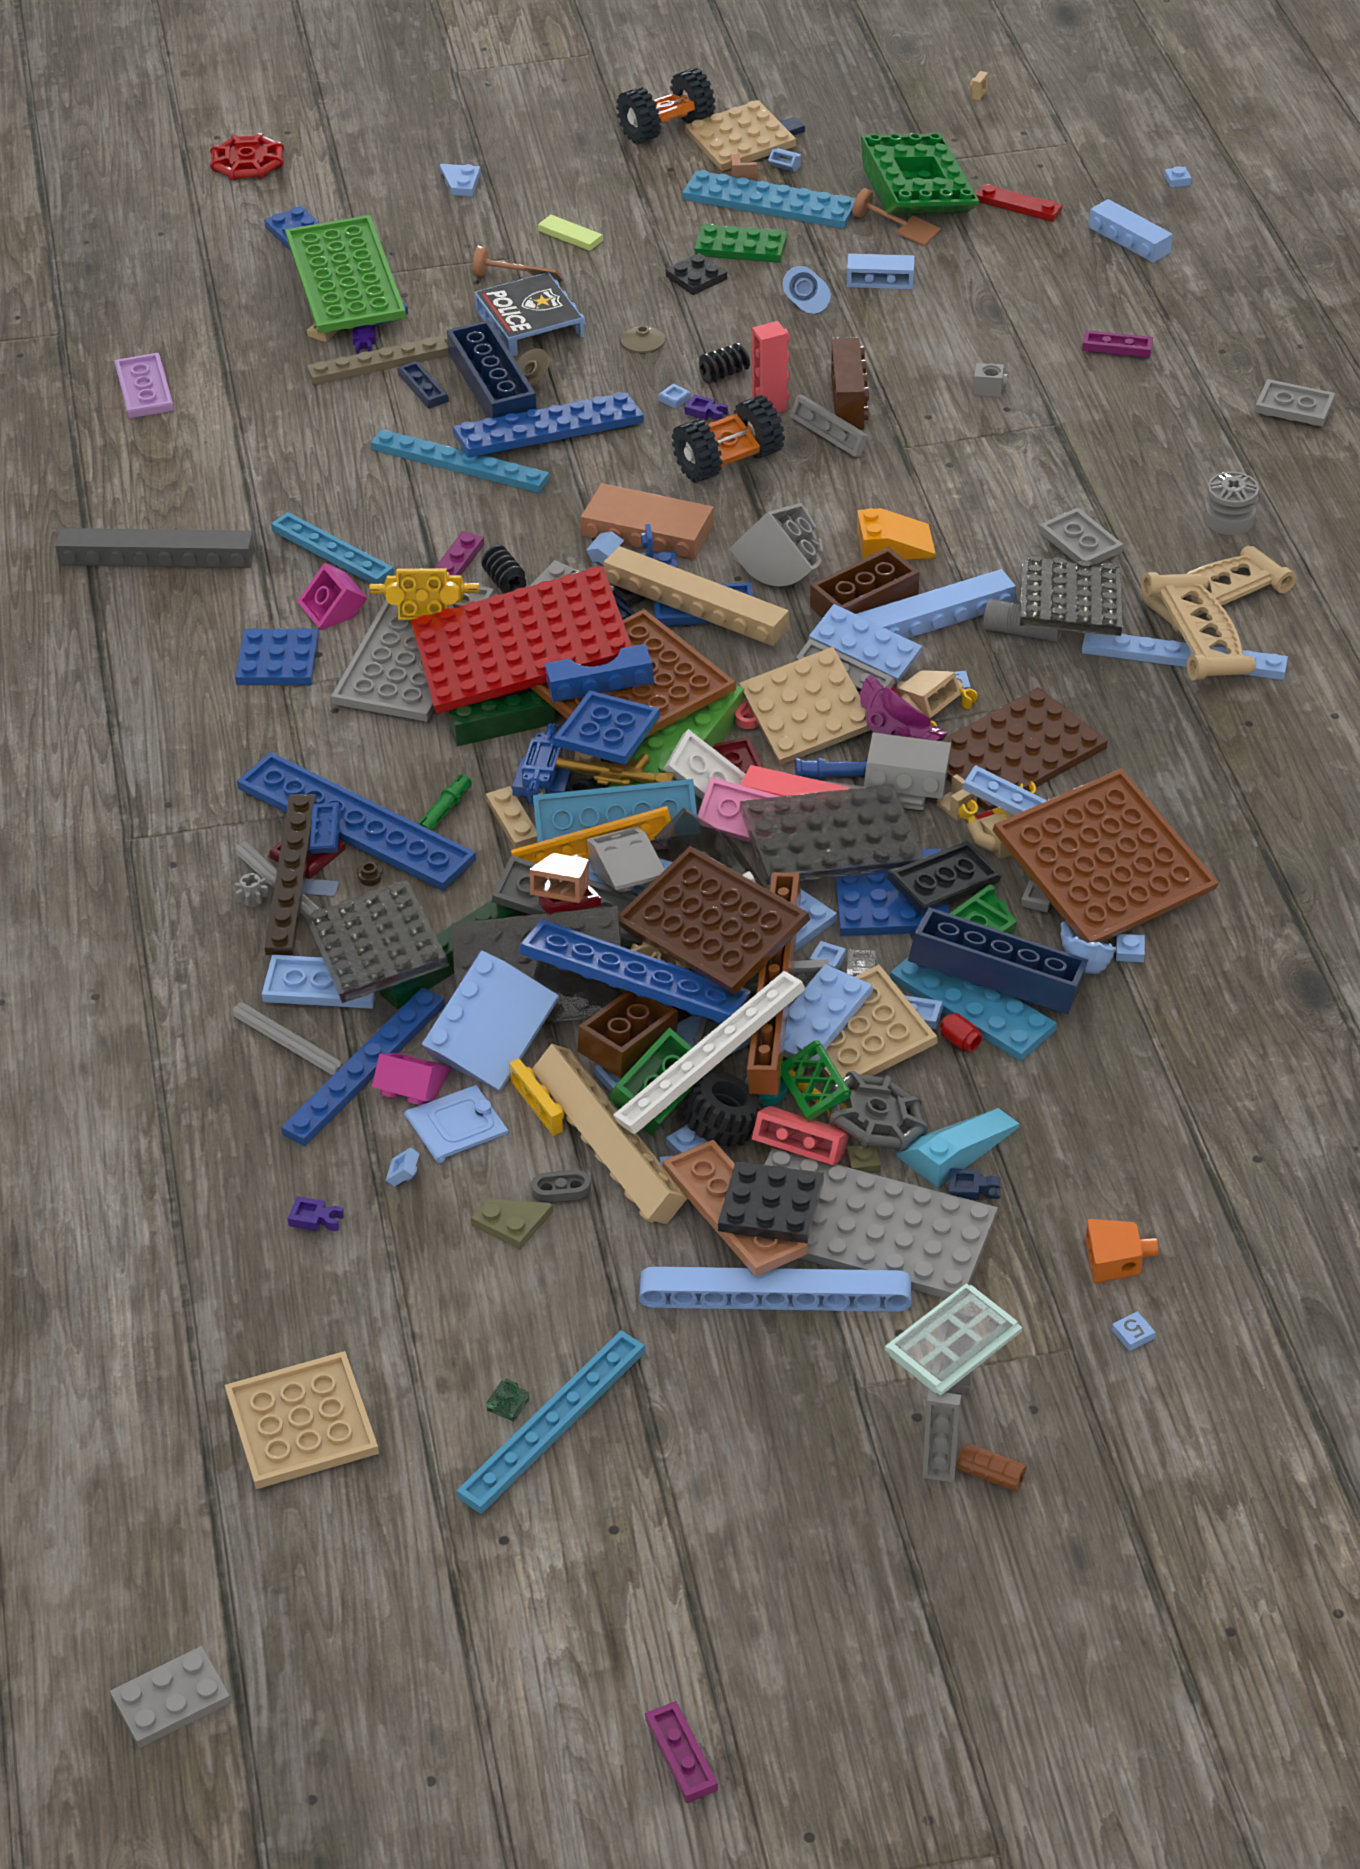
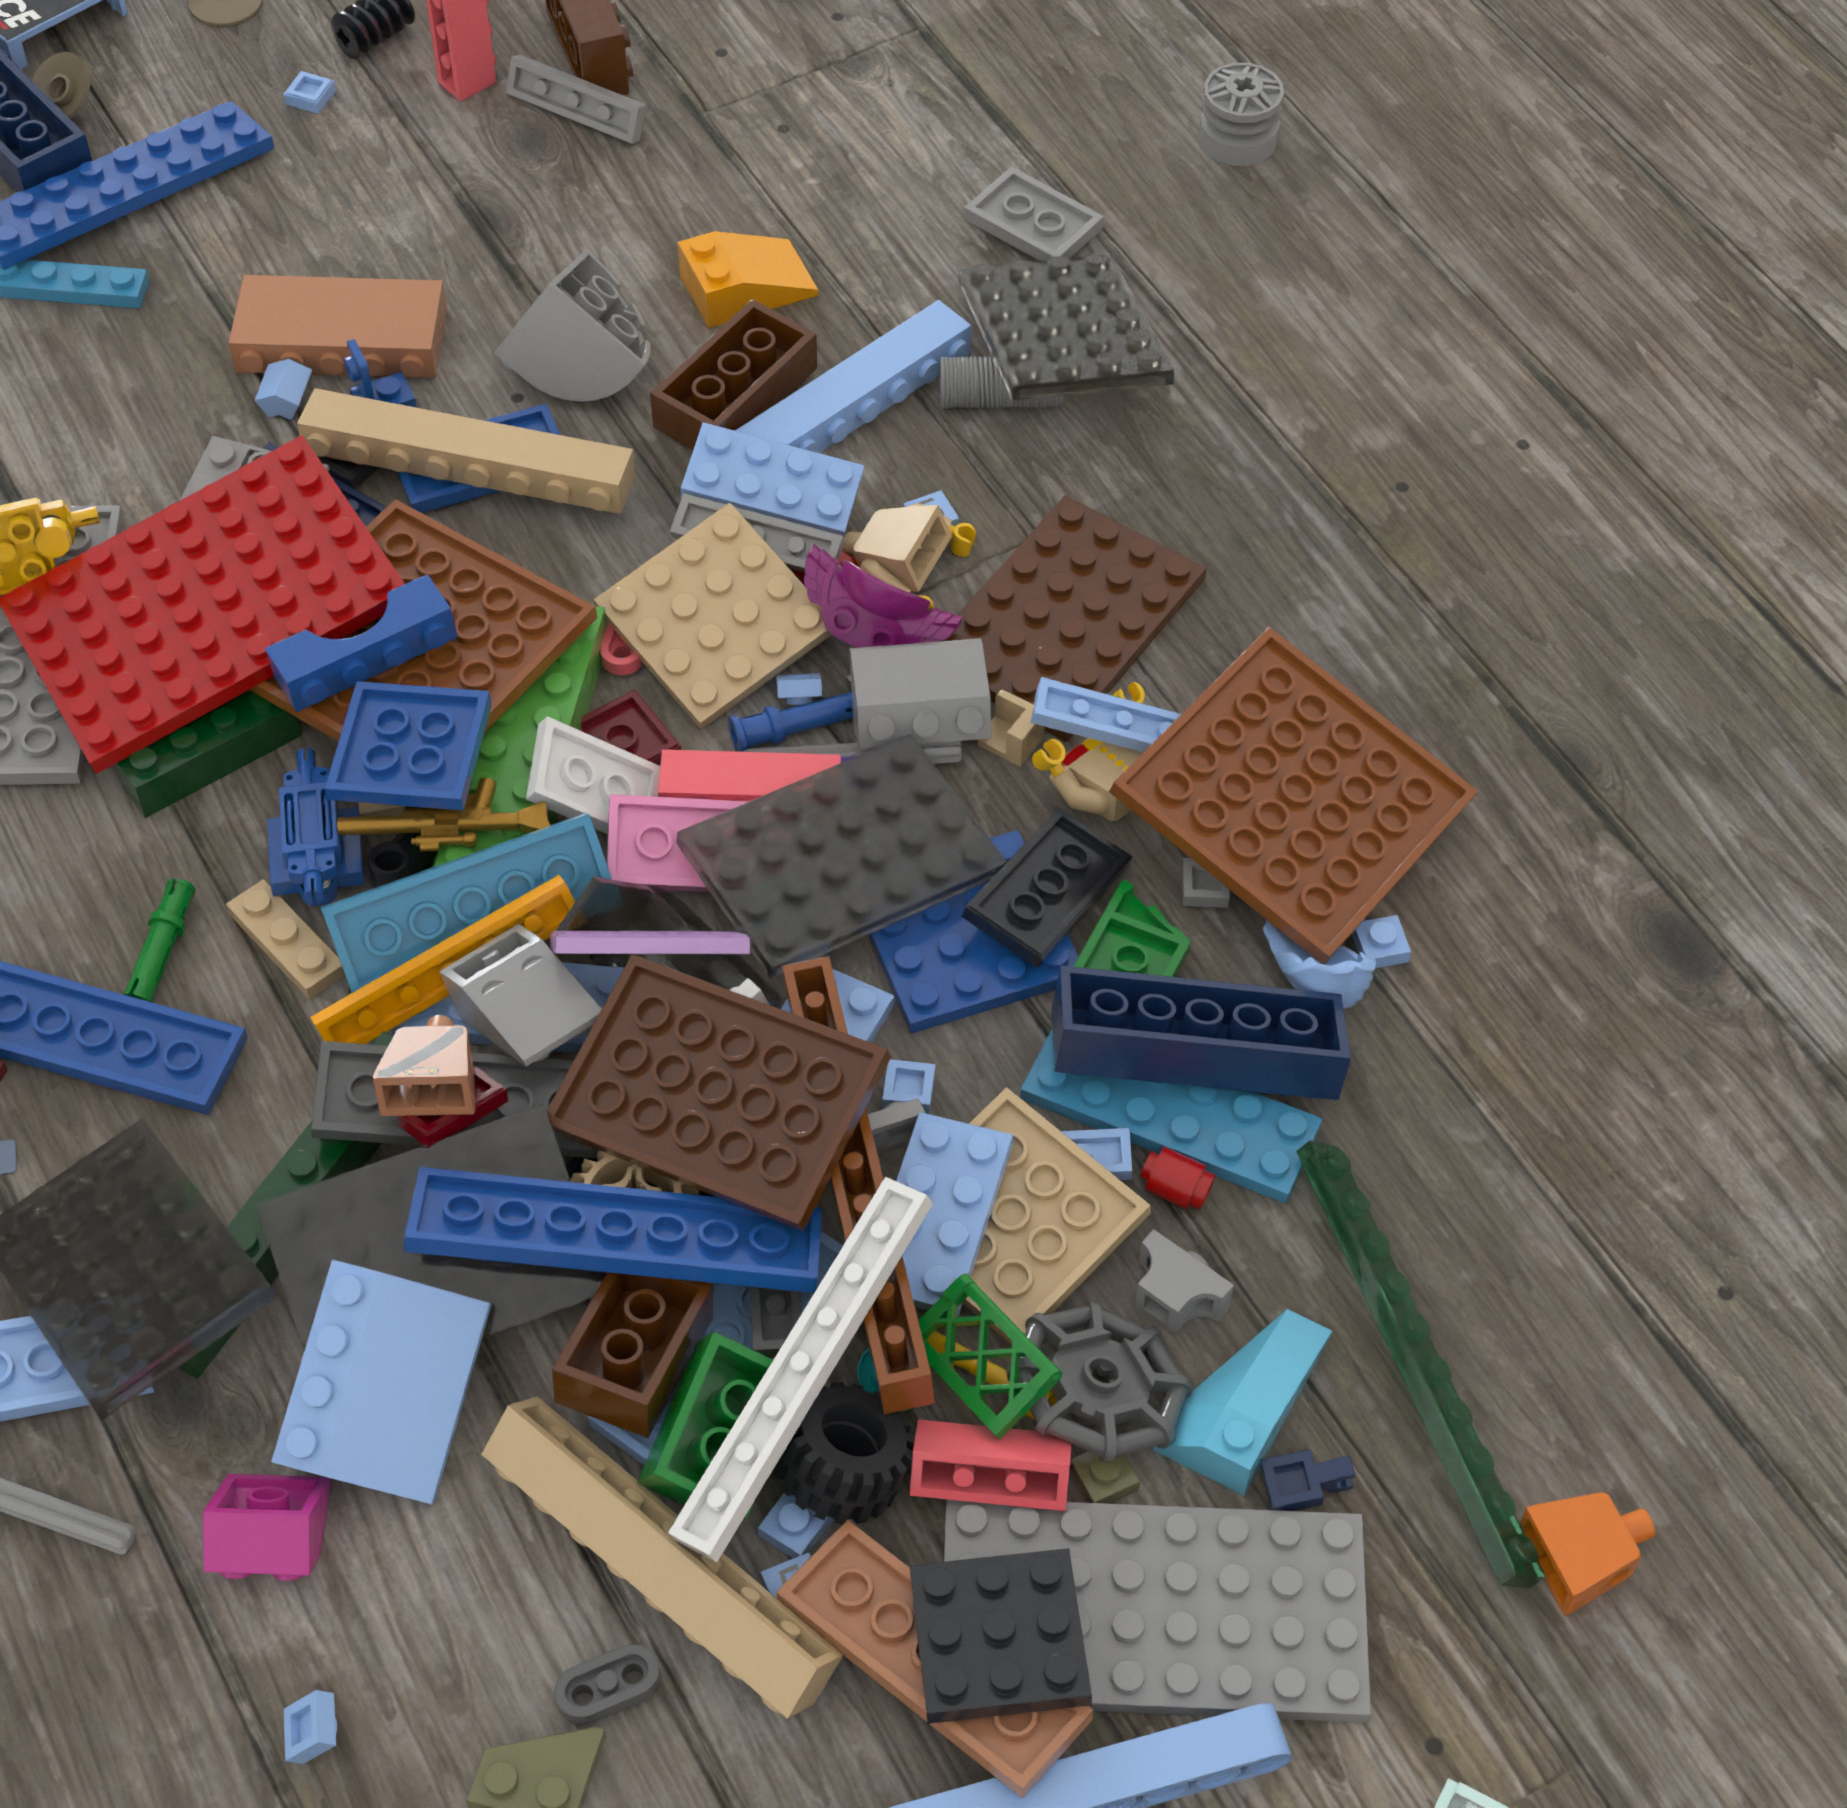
camera: 20 degrees left, 10 degrees up
(362, 1066) = (169, 1526): blue plate -> none
(369, 873) = (71, 1121): dark brown plate -> none
(452, 1122) = (370, 1605): light blue container -> none
(461, 553) = (40, 455): magenta plate -> none
(503, 569) = (127, 467): black piece -> none
(536, 1096) = (506, 1505): yellow plate -> none
(702, 407) = (365, 103): dark purple plate -> none
(714, 849) = (649, 942): none -> lavender tile
(749, 431) = (402, 174): black plate -> none
(842, 753) = (799, 687): none -> light blue plate
(860, 961) = (967, 1084): clear plate -> none
(939, 1081) = (1178, 1285): none -> light grey brick
(1060, 1147) = (1421, 1367): none -> clear green plate
(1133, 1331) = (1669, 1701): light blue tile -> none
(1171, 652) = (1272, 388): light blue plate -> none
(1204, 660) = (1312, 396): tan piece -> none
(1262, 573) = (1237, 317): tan piece -> none

